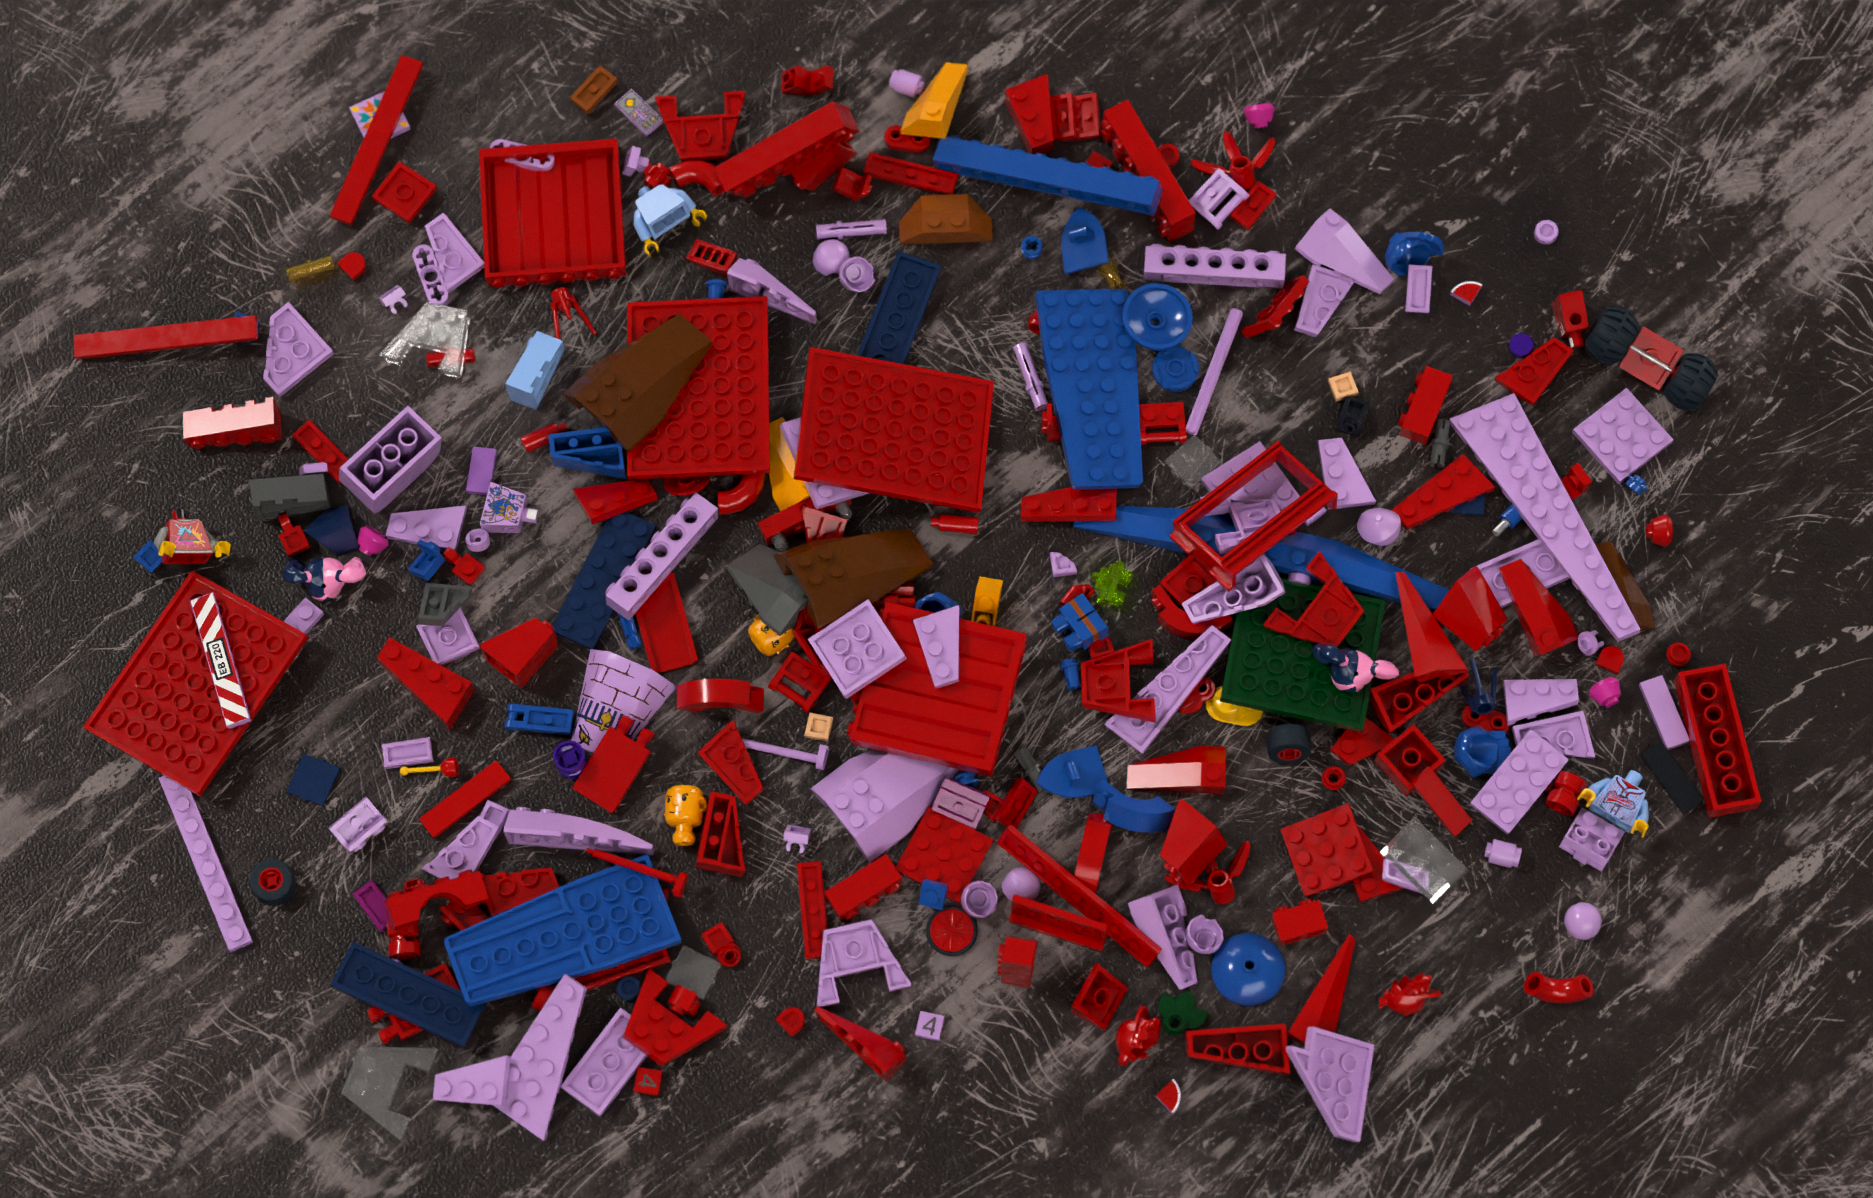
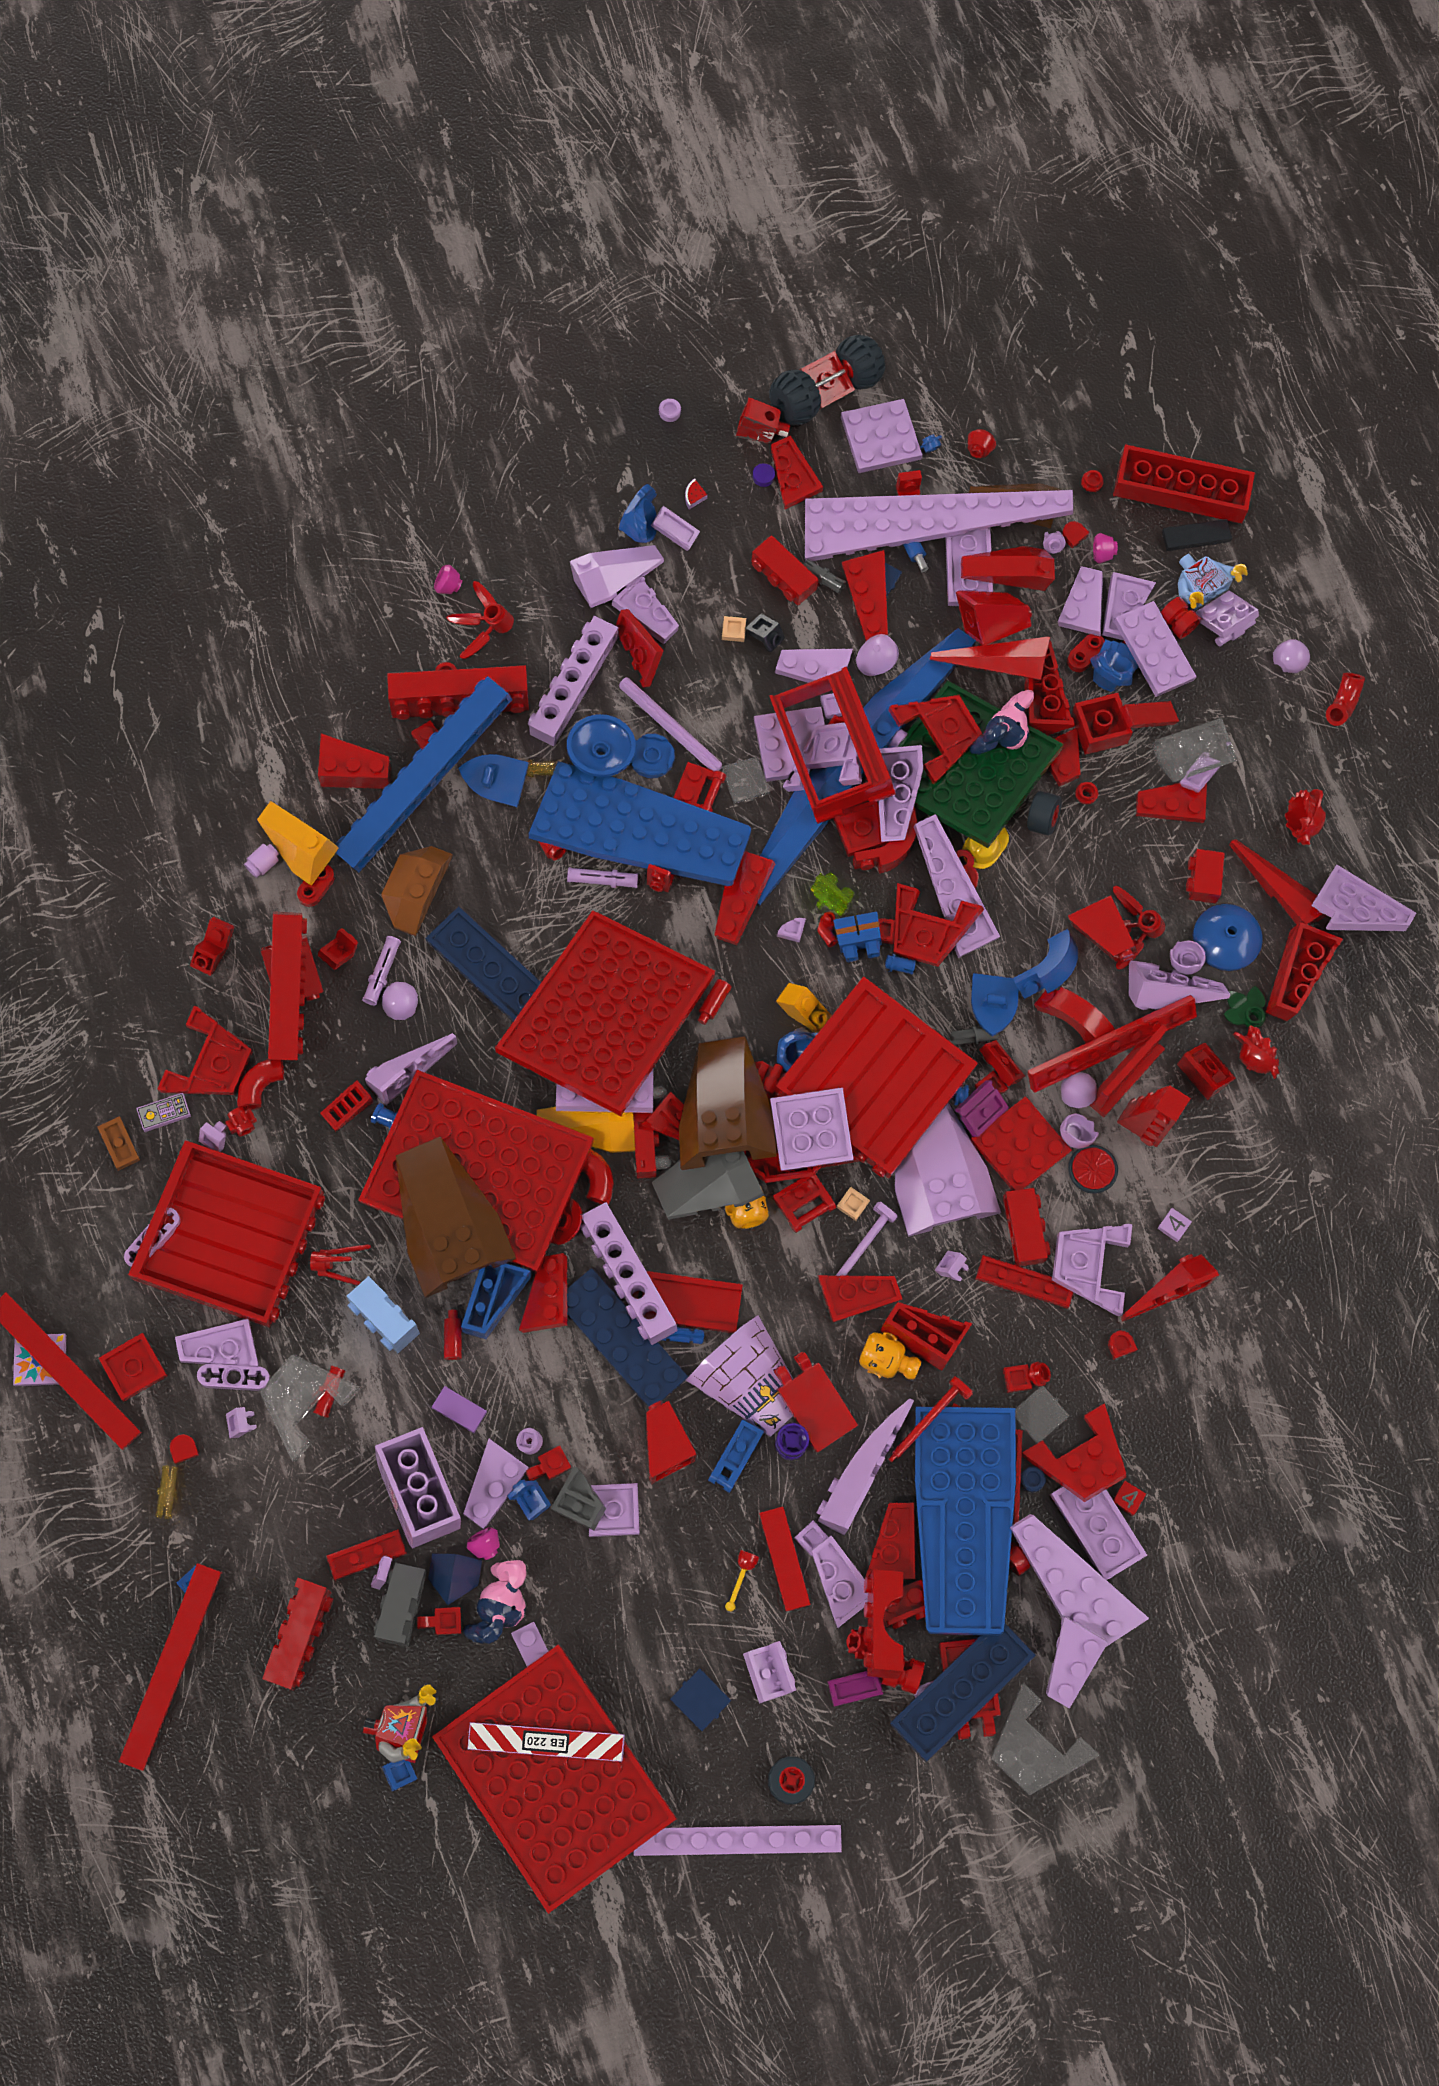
camera: 75 degrees left, 0 degrees up
(292, 350) = (245, 1544): lavender plate -> none
(407, 753) = (713, 1596): lavender tile -> none
(430, 683) = (657, 1544): red wedge -> none
(506, 510) = (512, 1401): lavender torso -> none
(662, 210) = (279, 1131): light blue torso -> none
(684, 1001) = (1067, 1433): red plate -> none
(719, 693) = (789, 1279): red arch -> none
(856, 274) = (431, 983): lavender hair -> none
(910, 174) = (352, 897): red tile -> none
(933, 894) = (1056, 1168): blue plate -> none
(940, 644) = (841, 1054): lavender wing -> none
(1031, 254) = (472, 829): blue bush -> none
(1075, 117) = (370, 730): red slope -> none
(1170, 1096) = (1316, 1049): red tile -> none
(1185, 771) = (1029, 906): red wedge -> none
(1213, 193) = (503, 647): lavender plate -> none
(1250, 210) = (531, 624): red plate -> none
(1327, 850) = (1152, 825): red plate -> none
(1482, 701) = (1073, 641): dark blue plant -> none
(1503, 853) = (1211, 689): lavender brick -> none
(1664, 712) = (1137, 515): lavender tile -> none

